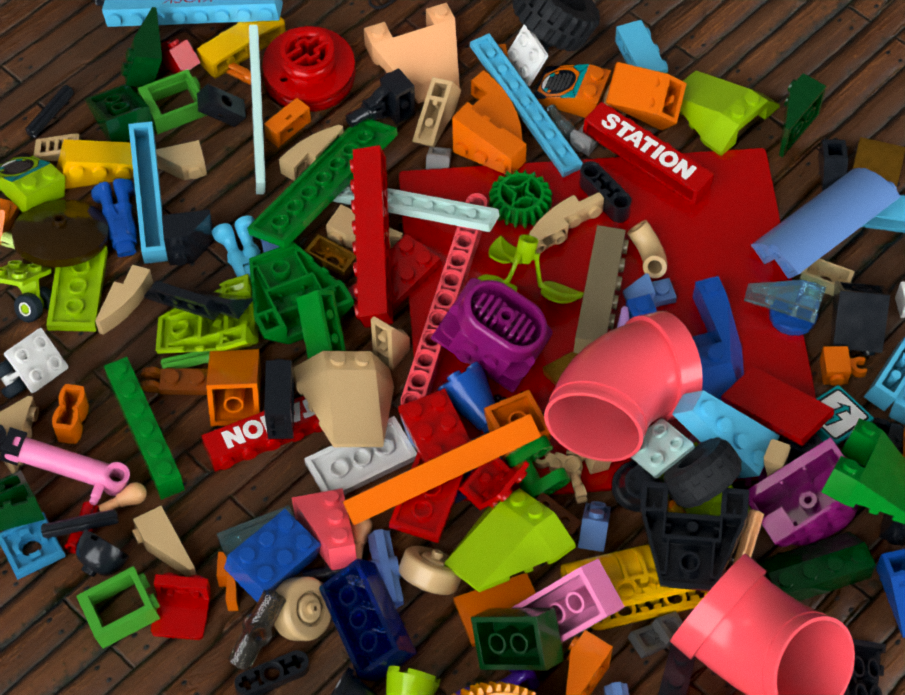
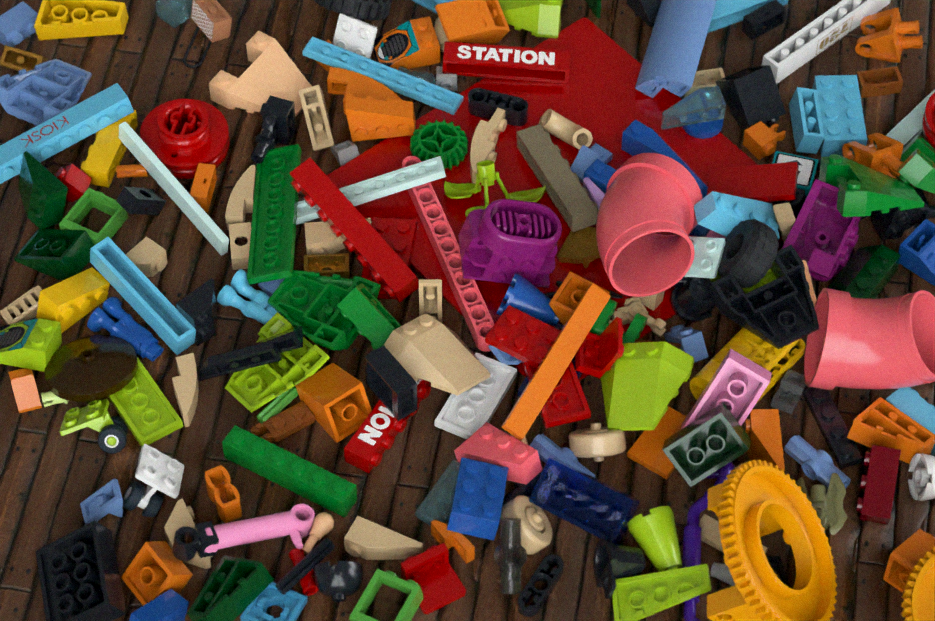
camera: 35 degrees left, 5 degrees down
(266, 198) = (239, 254): none -> tan piece

